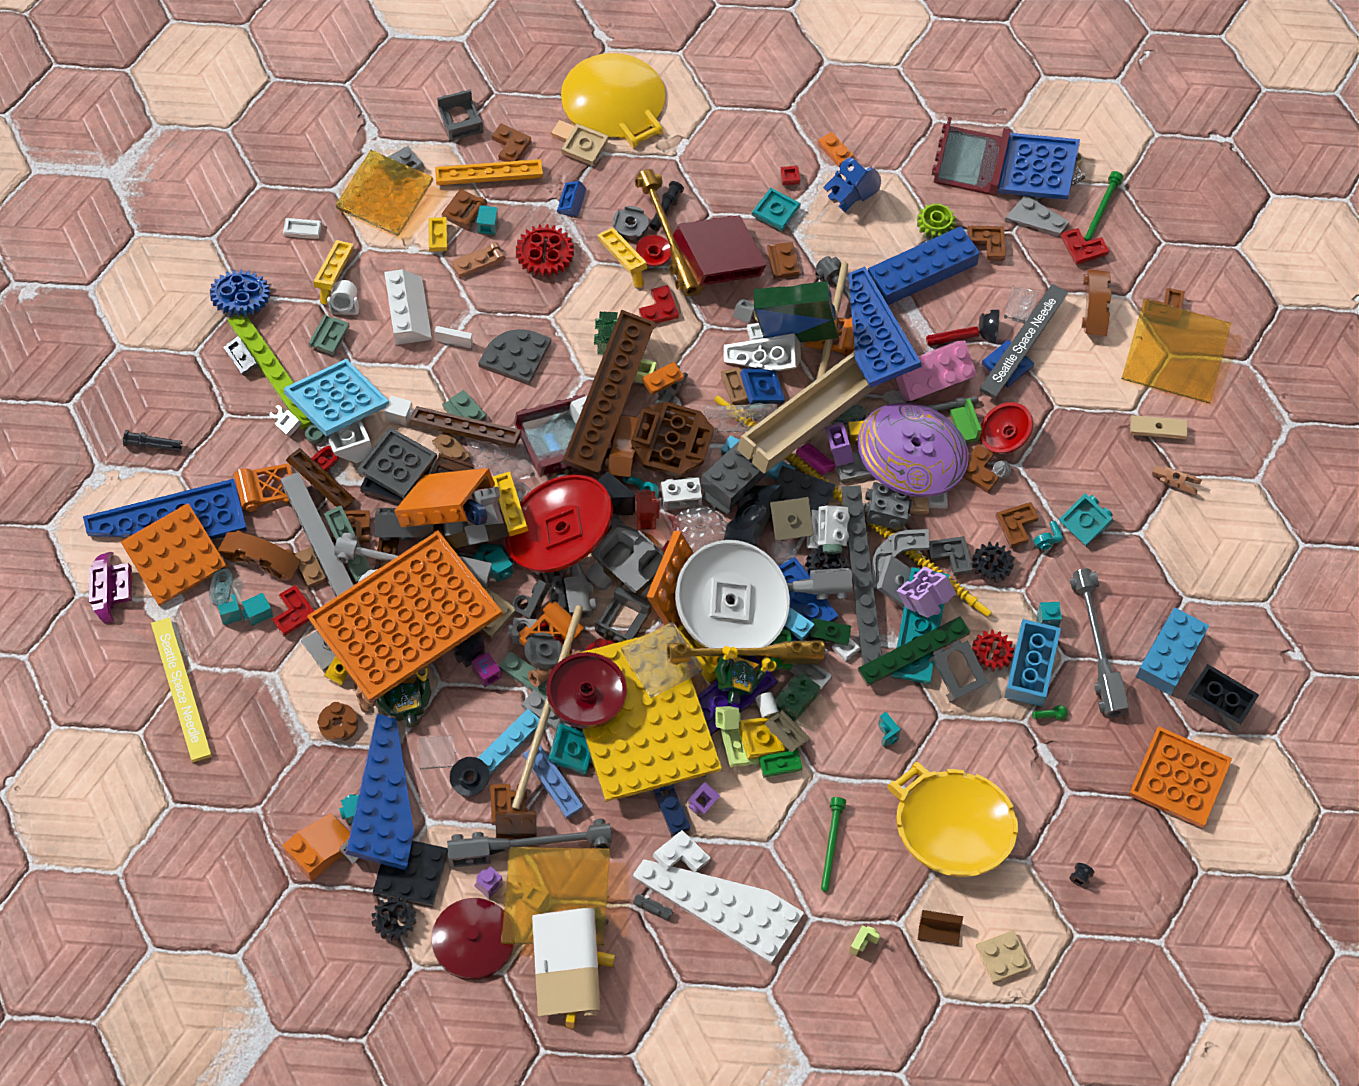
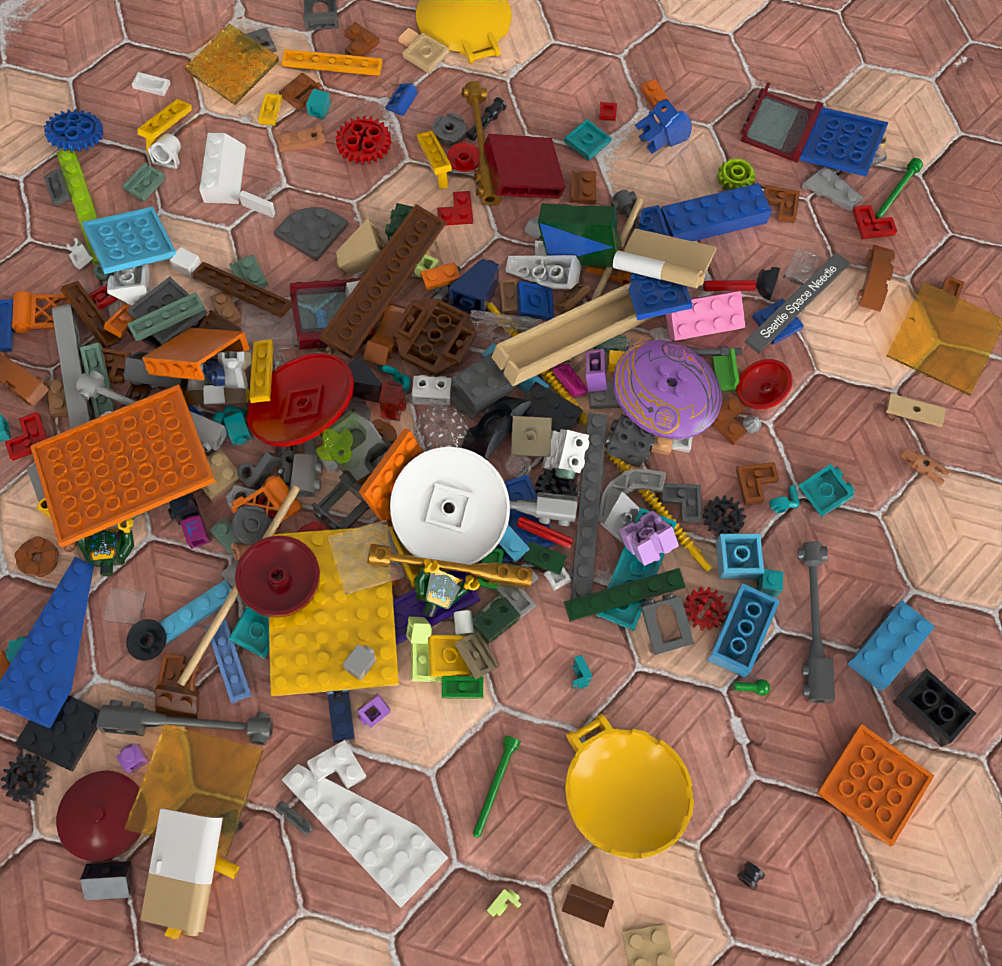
camera: 10 degrees right, 5 degrees up
(351, 481) = (118, 322): none -> orange plate
(401, 467) = (166, 316): none -> sand green plate
(496, 991) = (106, 880): none -> panel
(575, 366) = (360, 249): none -> tan slope
(608, 558) = (334, 443): none -> clear neon green plate
(683, 753) = (360, 661): none -> light grey brick
(700, 383) = (475, 287): none -> dark blue slope
(798, 376) = (572, 297): none -> medium nougat plate
(825, 607) = (544, 532): none -> red axle
(884, 321) = (665, 258): none -> tan door
(1015, 596) = (739, 556): none -> medium azure brick

